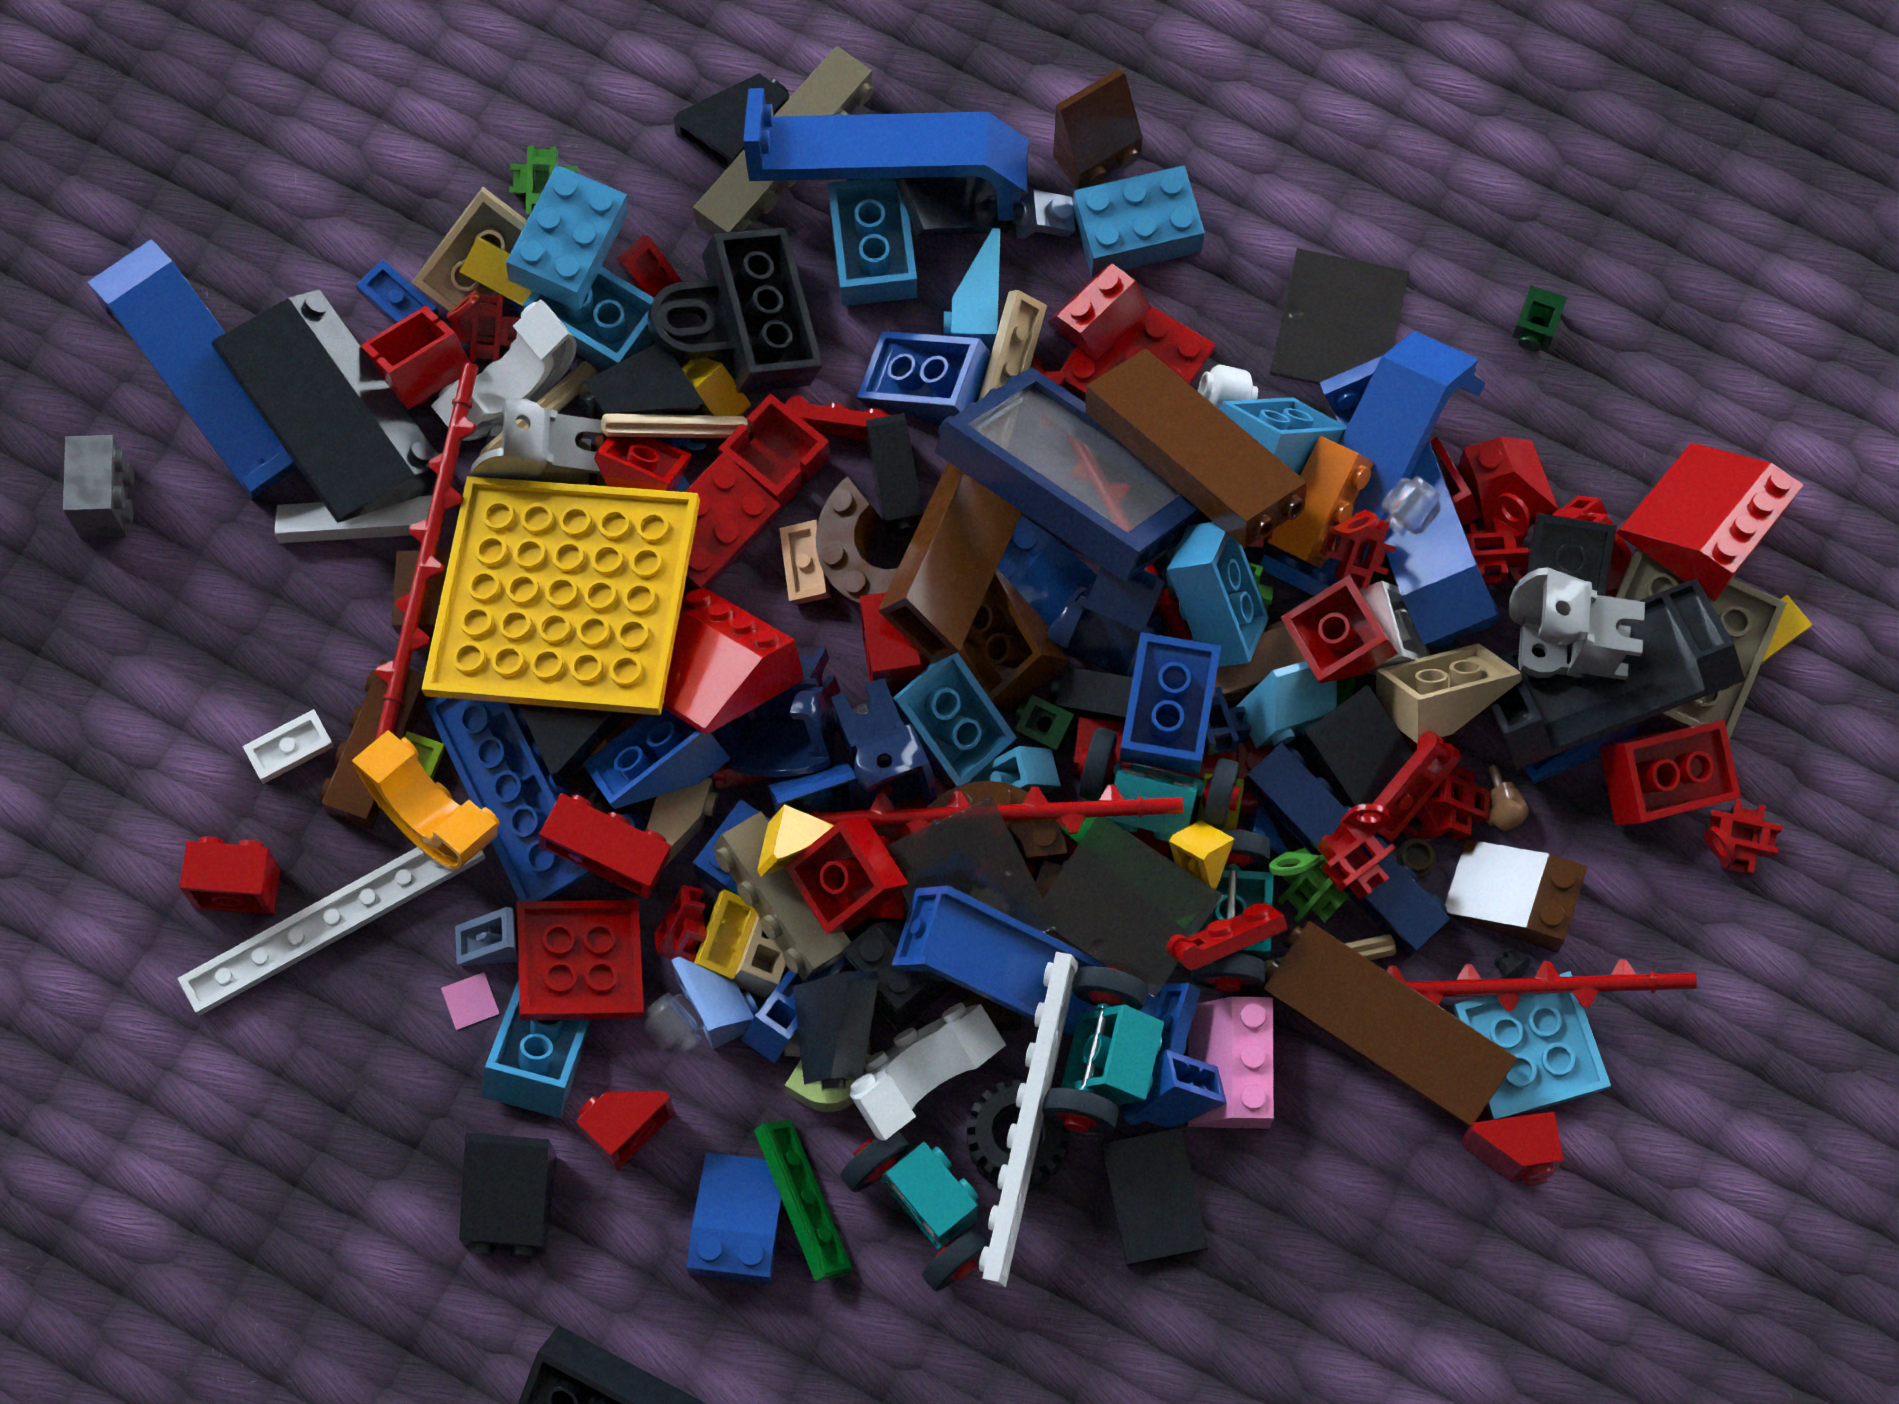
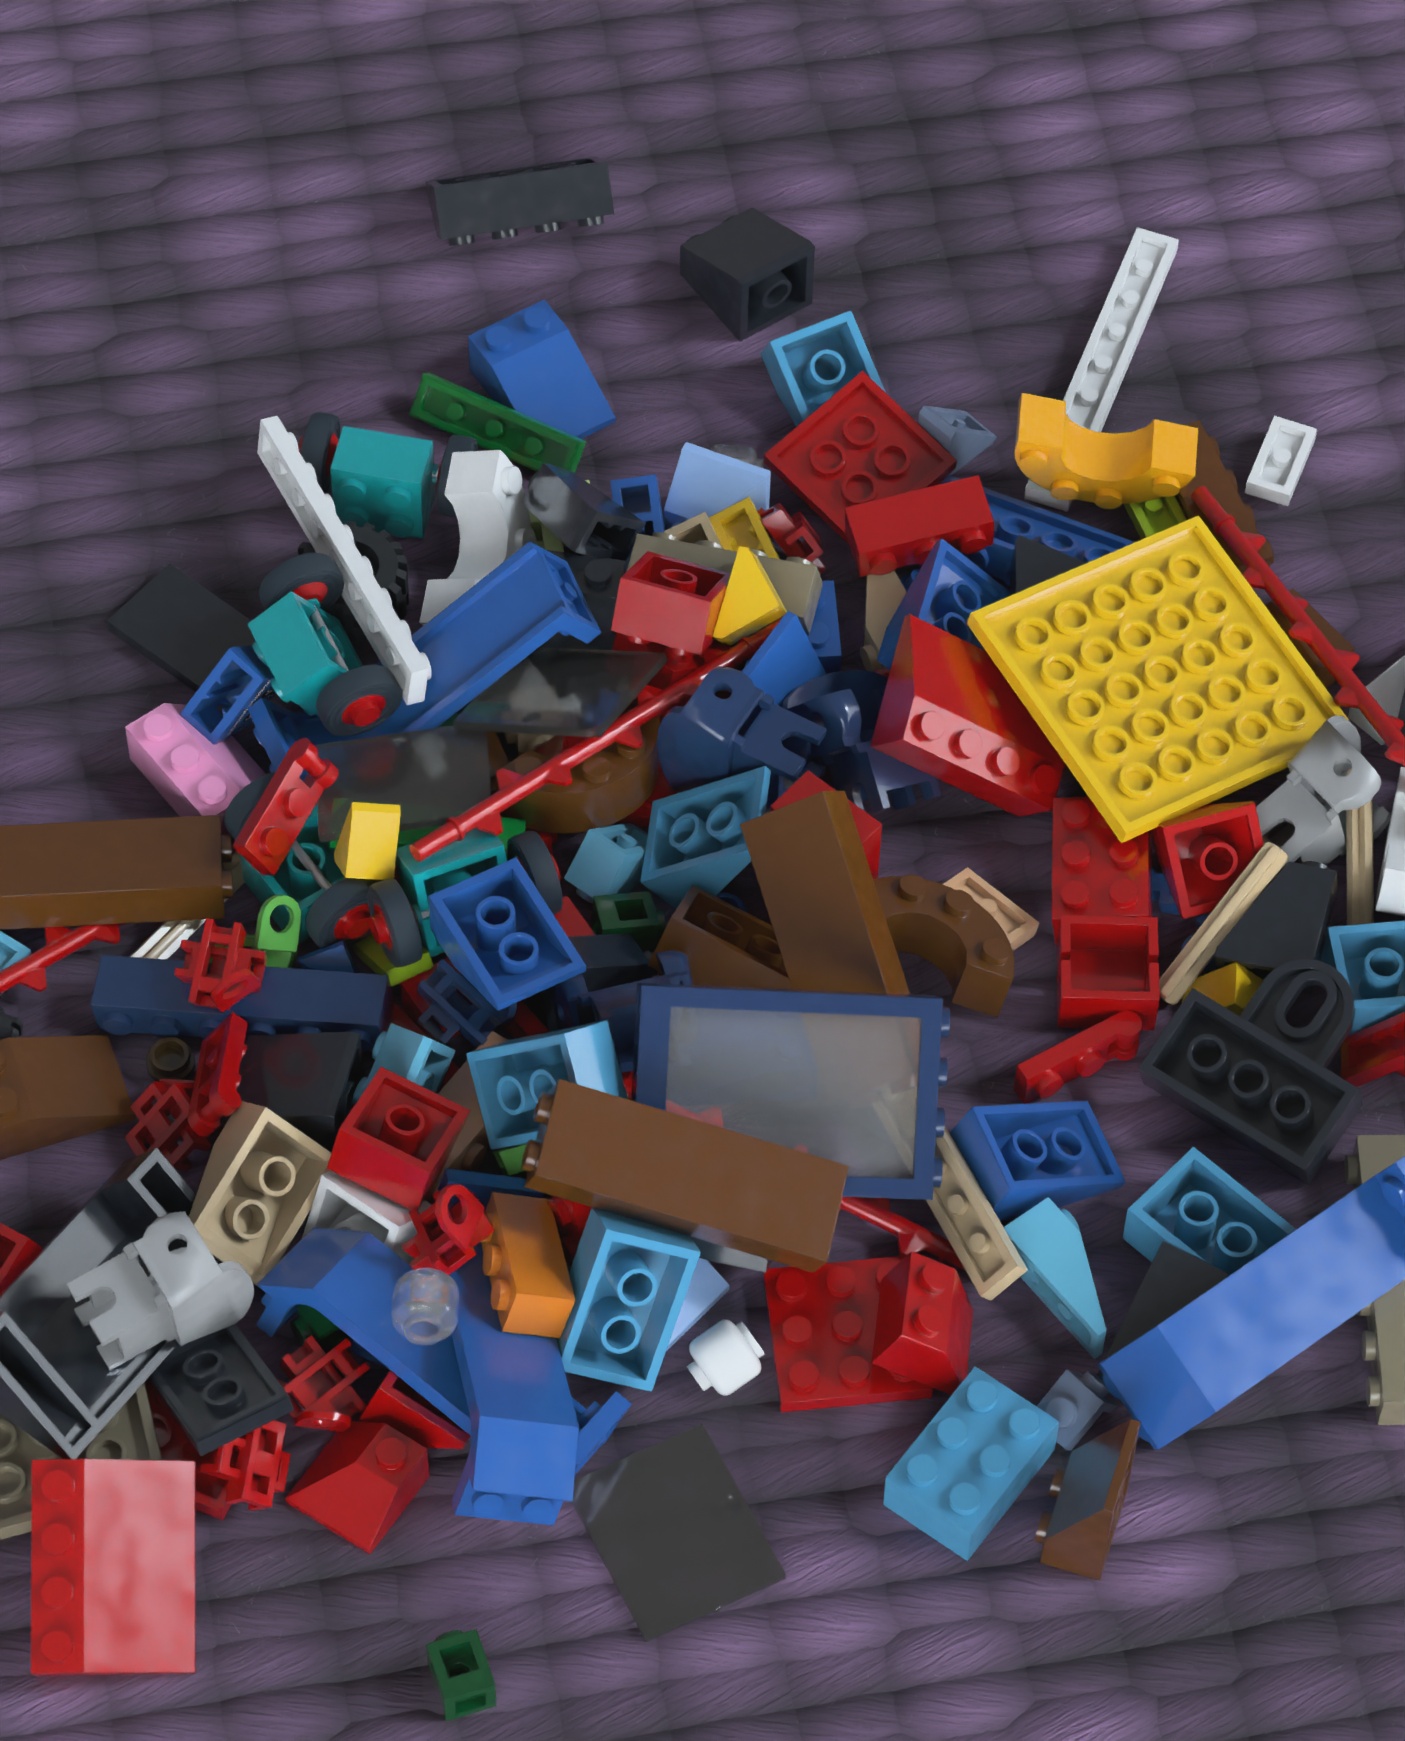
camera: 140 degrees right, 15 degrees down
(230, 876) = (1212, 320): red brick -> none
(470, 1000) = (926, 391): bright pink sticker -> none
(623, 1122) = (702, 364): red slope -> none
(894, 474) = (986, 1038): black slope -> none
(1507, 804) = (107, 1155): medium nougat piece -> none

